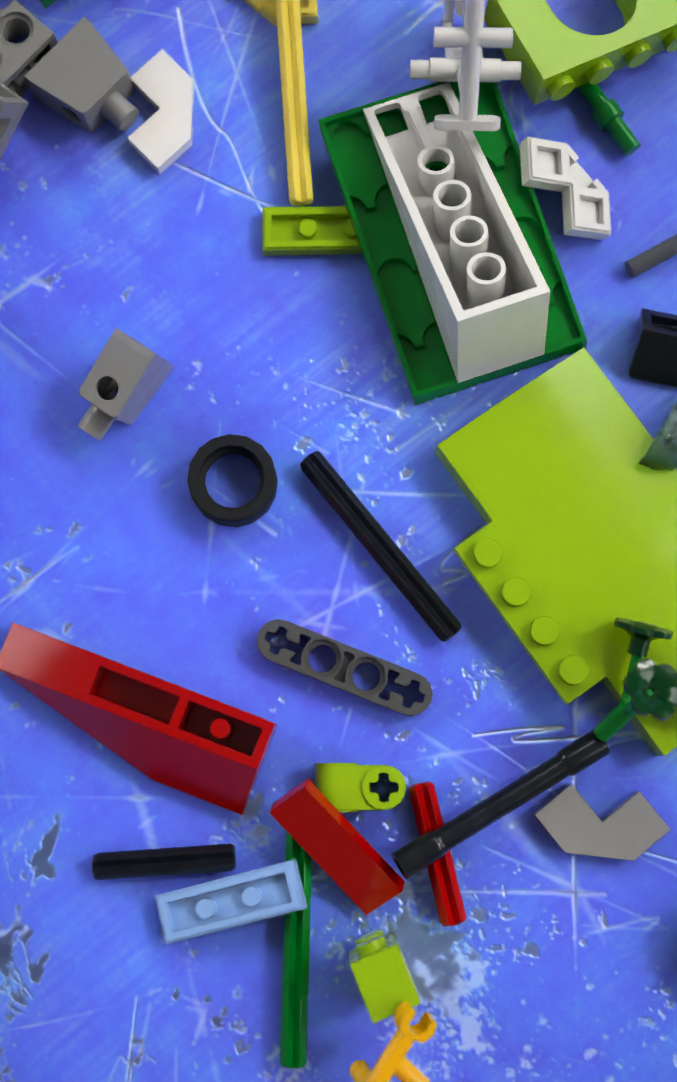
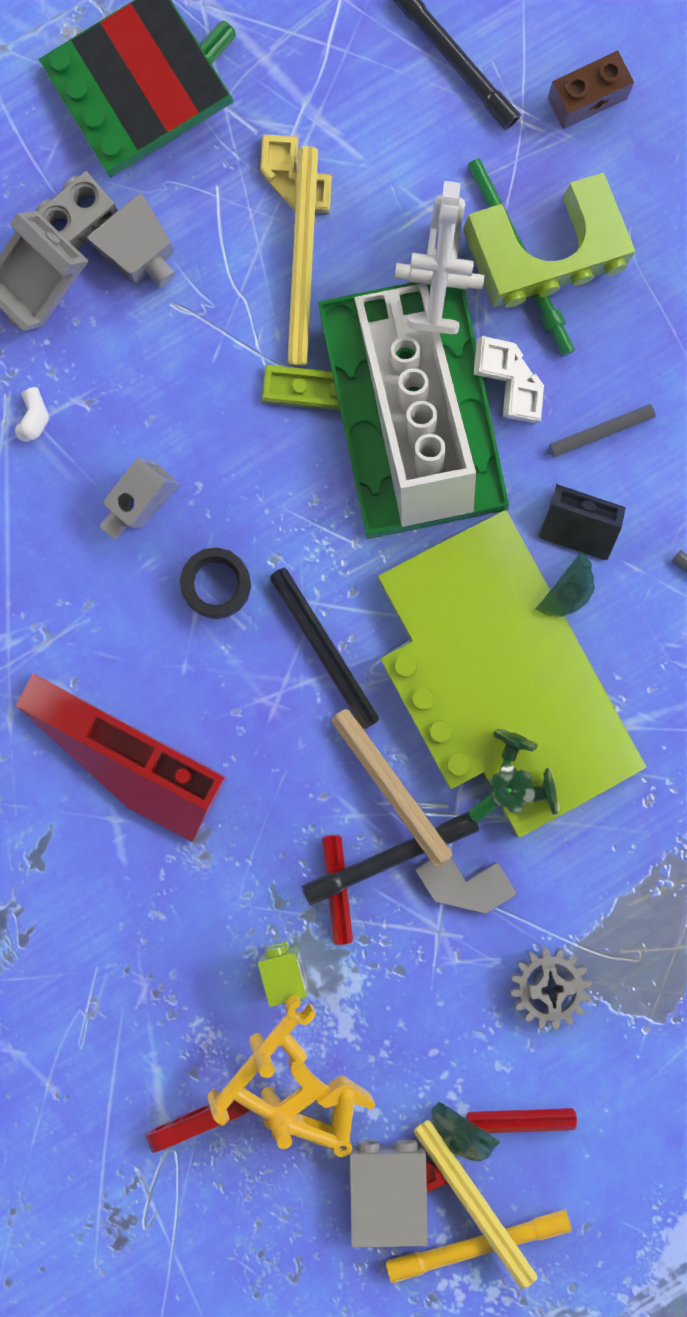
camera: 10 degrees right, 5 degrees up
(164, 861) = (129, 870): black axle -> none
(170, 128) = (200, 289): white tile -> none
(231, 901) = (176, 906): light blue tile -> none
(296, 968) = (222, 942): green axle -> none
(337, 846) = (260, 875): red tile -> none
(341, 674) = (286, 736): dark grey beam -> none
(350, 786) = (276, 832): lime piece -> none
(492, 712) = (392, 787): none -> tan axle

